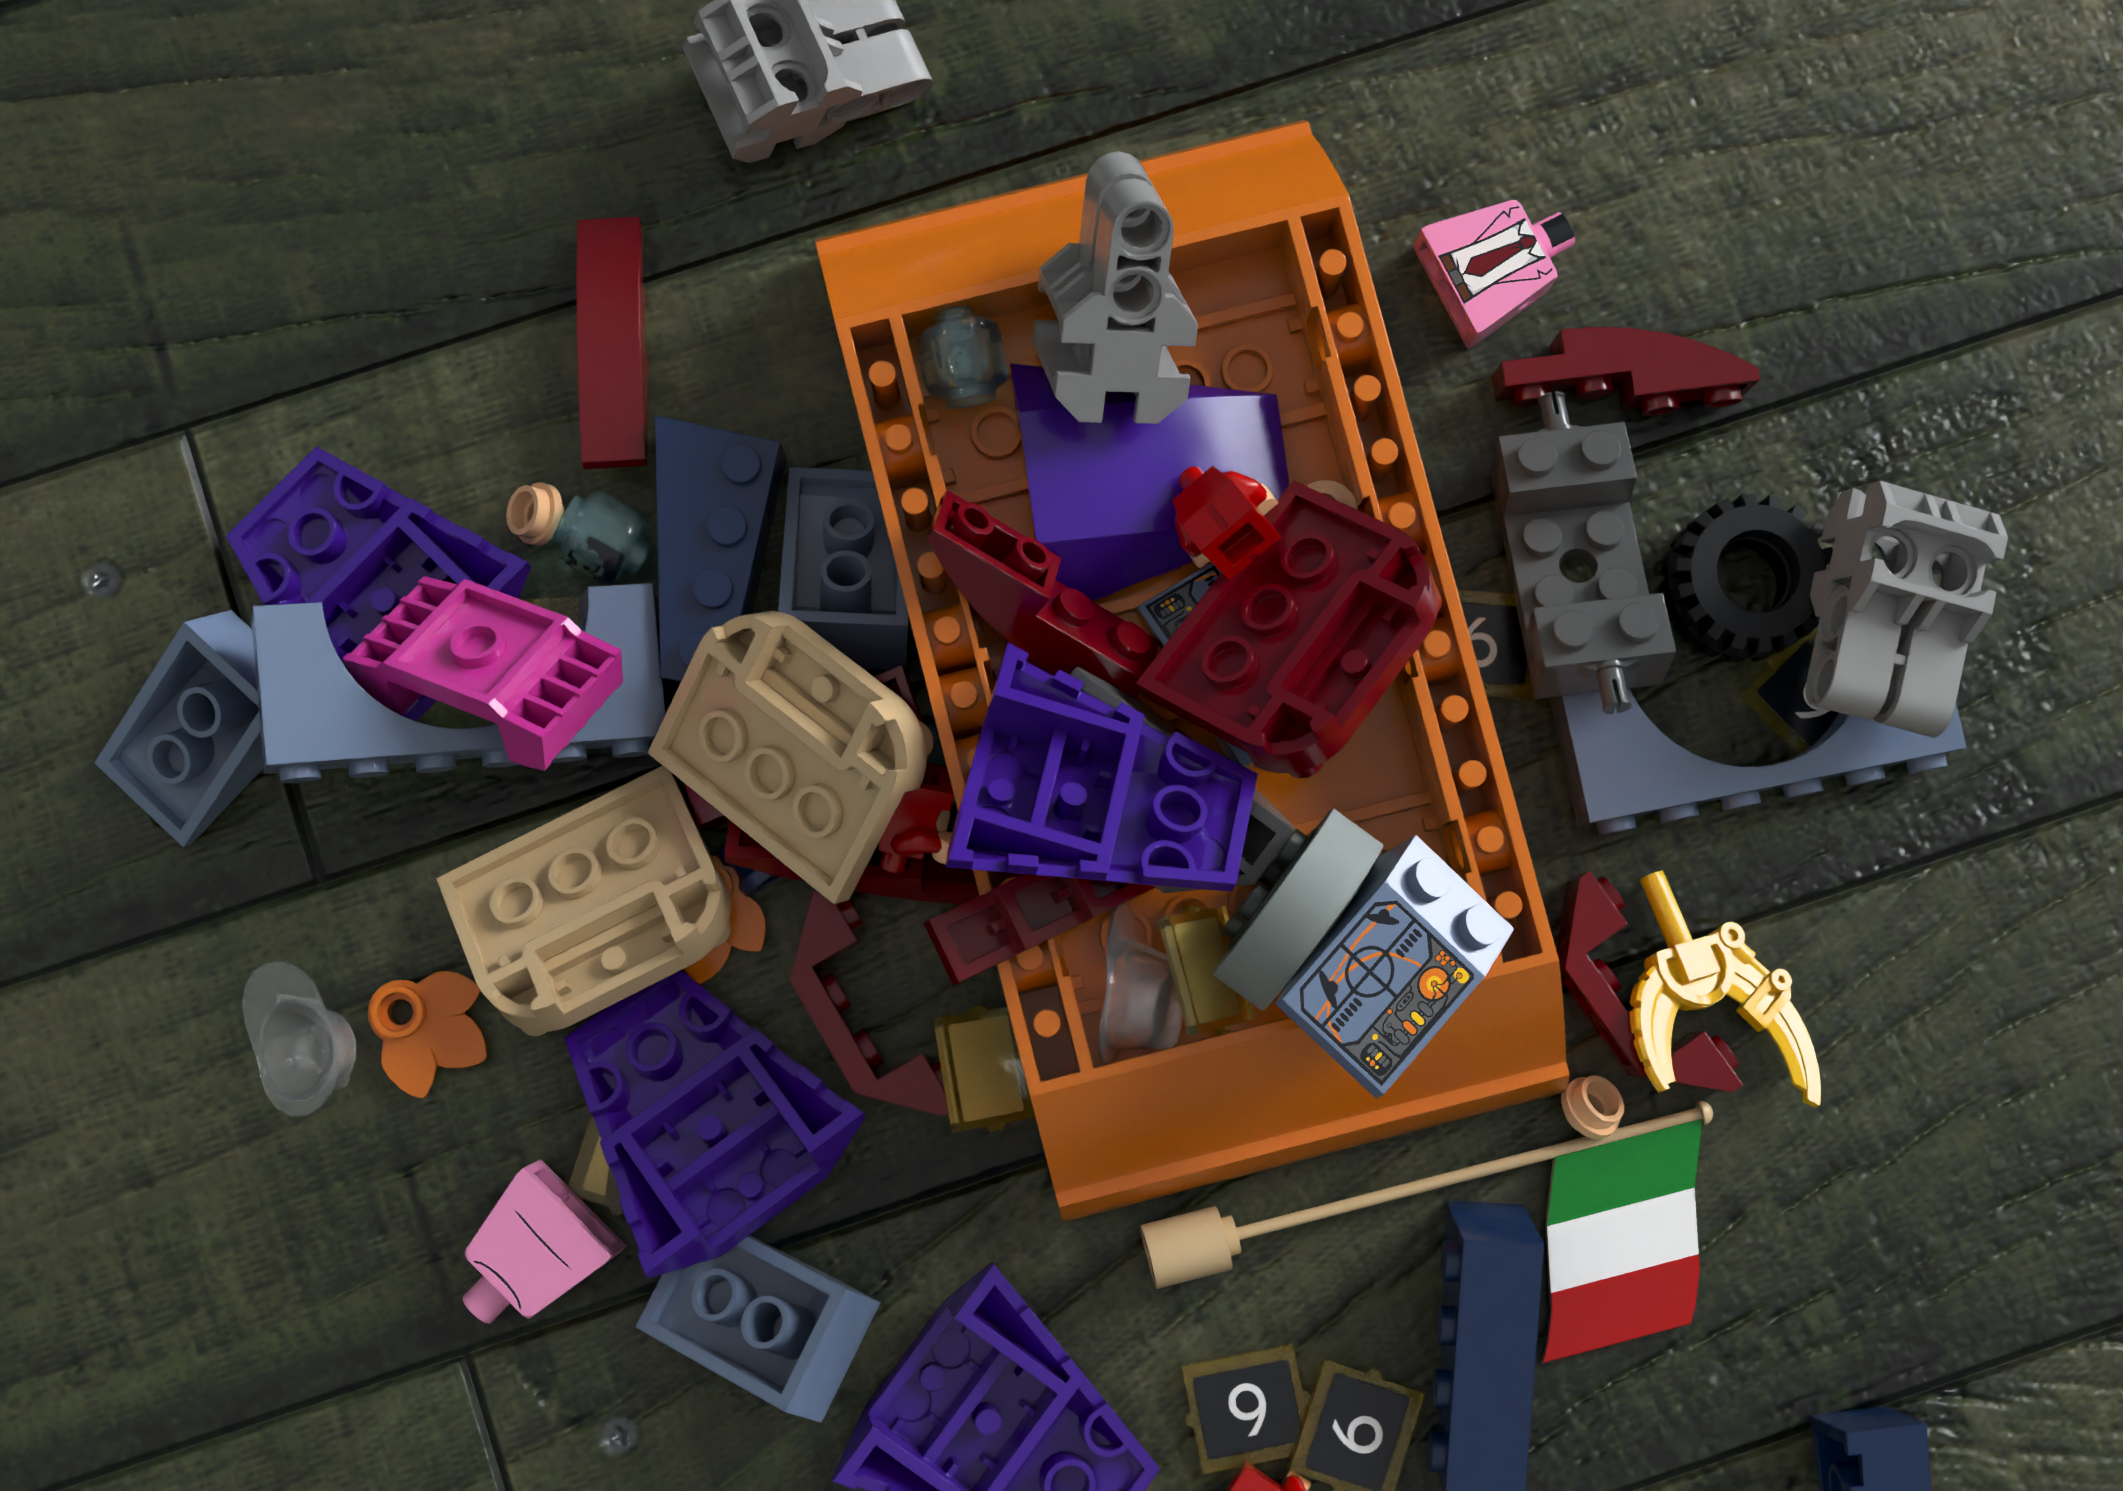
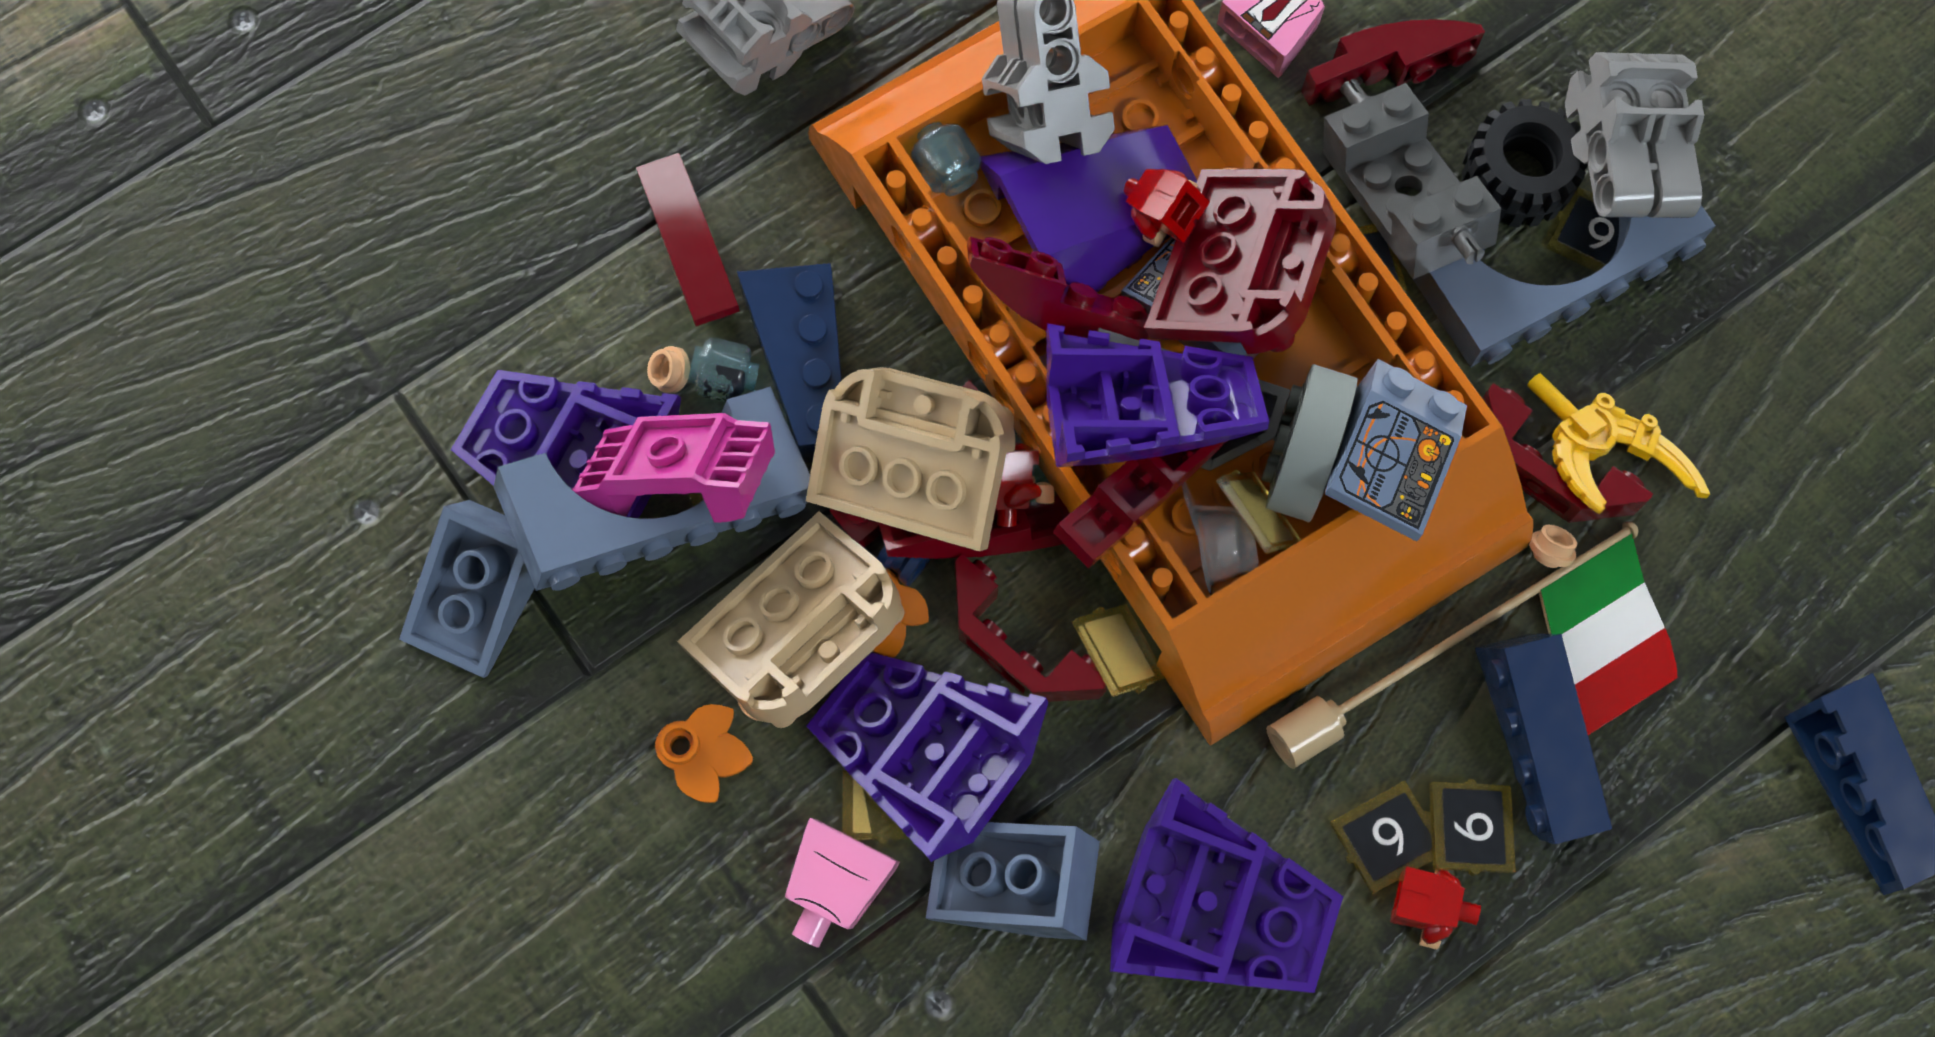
camera: 15 degrees left, 10 degrees down
(296, 1040) = (610, 781): clear piece -> none
(842, 566) = (900, 329): sand blue slope -> none

